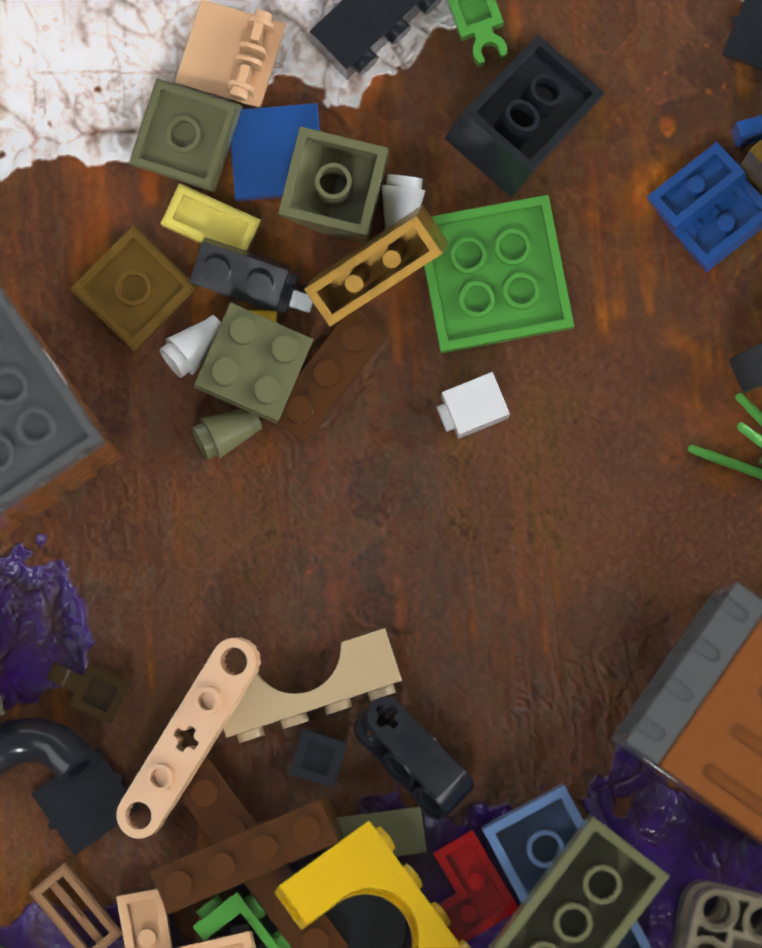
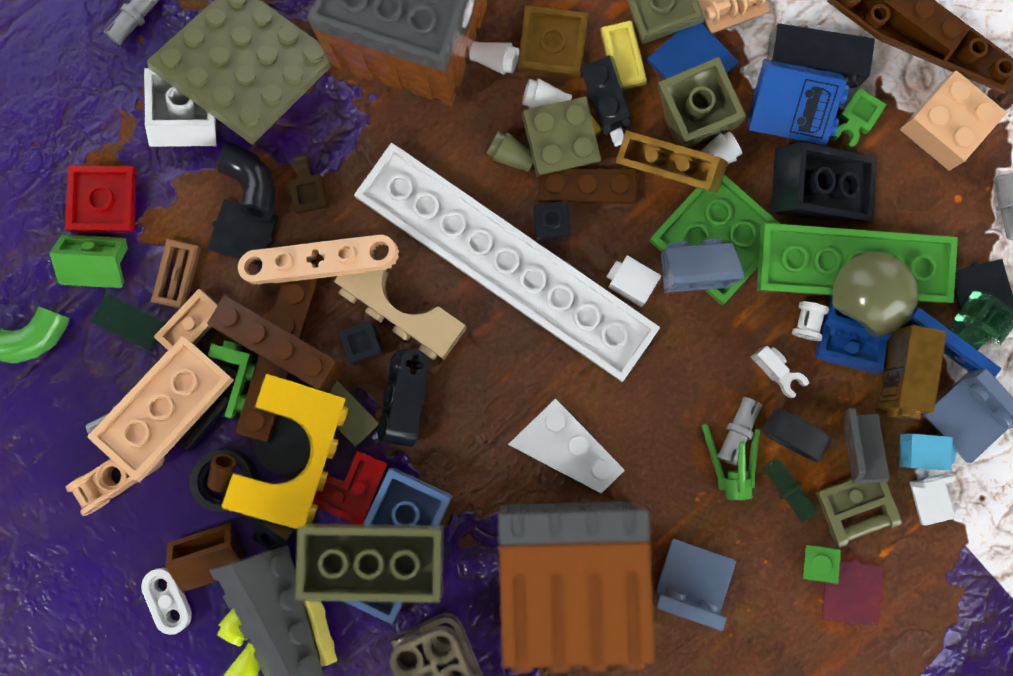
camera: 55 degrees right, 0 degrees up
(104, 365) = (496, 56): none -> white cone
(341, 447) = (551, 222): none -> black brick
(344, 529) = (507, 262): none -> white plate
(412, 78) = (797, 102): none -> blue brick
(515, 323) = (700, 267): none -> sand blue slope
(602, 616) = (567, 447): none -> white wing
(638, 150) = (811, 257): none -> bright green plate
(663, 246) = (810, 321): none -> white bush
(679, 323) = (774, 366): none -> white plate
(685, 155) = (876, 292): none -> olive cylinder
(723, 414) = (739, 430): none -> light grey pin

